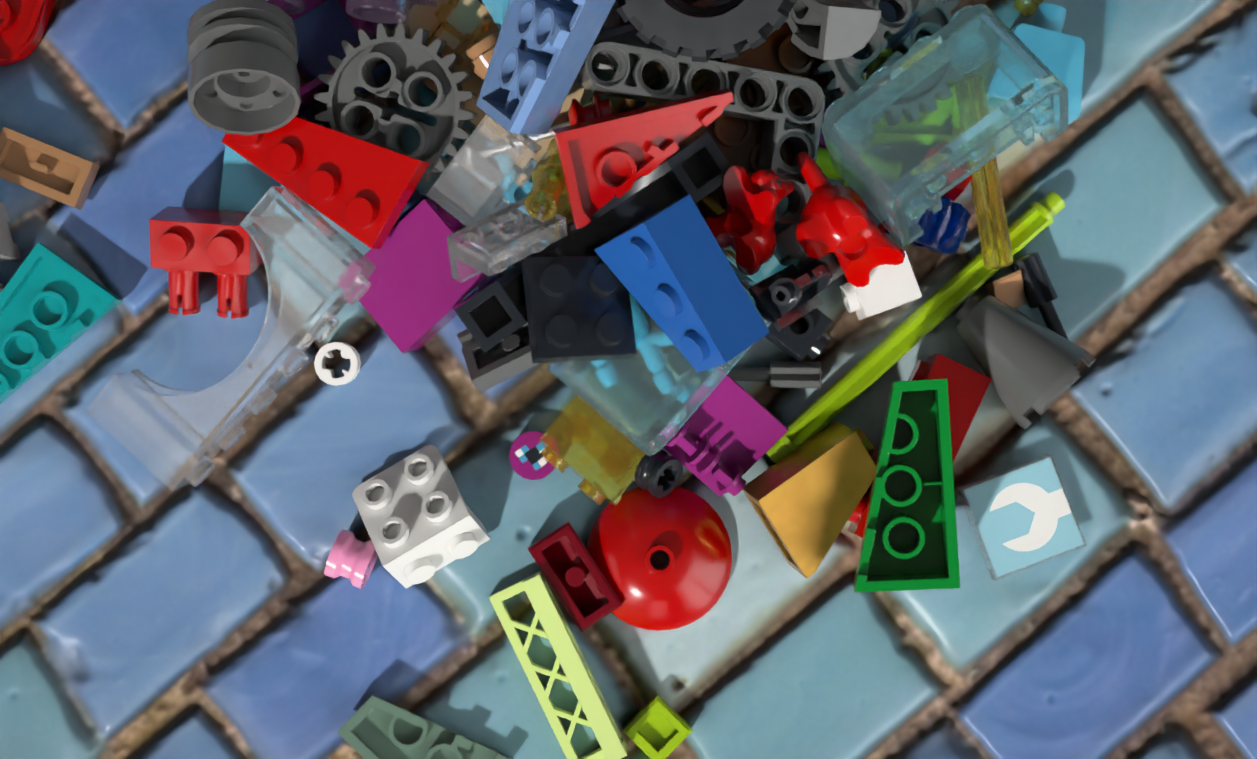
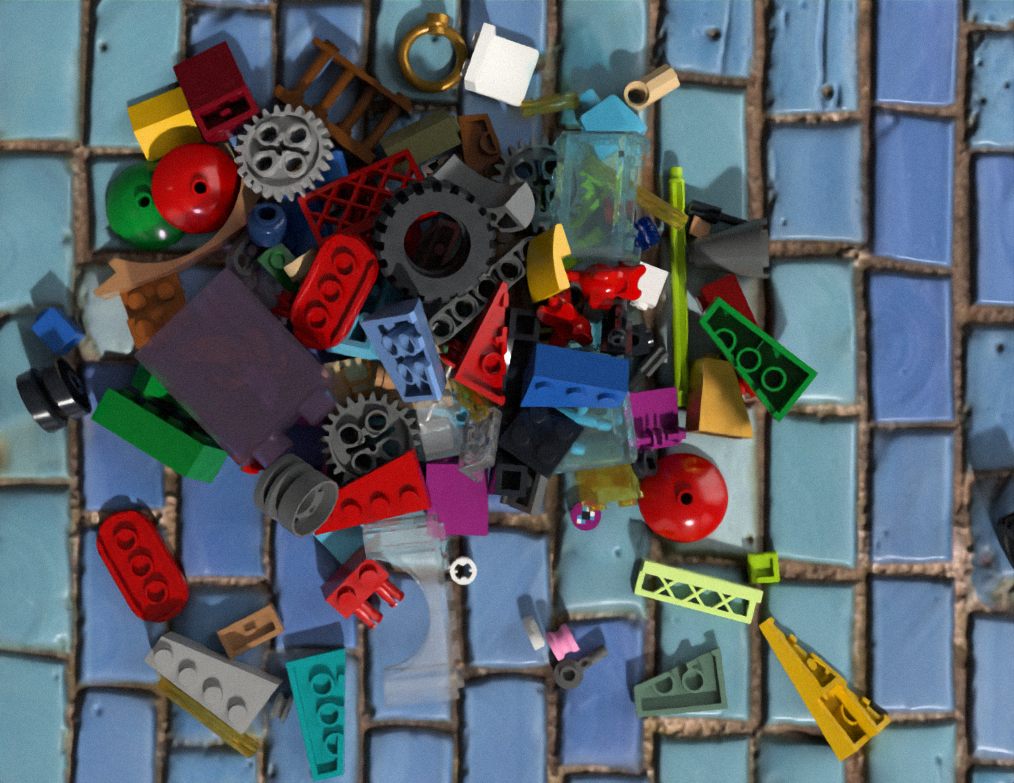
camera: 50 degrees left, 0 degrees up
(324, 601) = (569, 672): none -> dark grey plate
(334, 514) = (533, 632): none -> white tile
(418, 517) = (568, 594): white bracket -> none
(574, 576) = (659, 544): dark red slope -> none
(795, 127) = (544, 263): none -> yellow slope
(1021, 516) = (808, 313): tile -> none
(1129, 82) = (651, 87): none -> tan piece

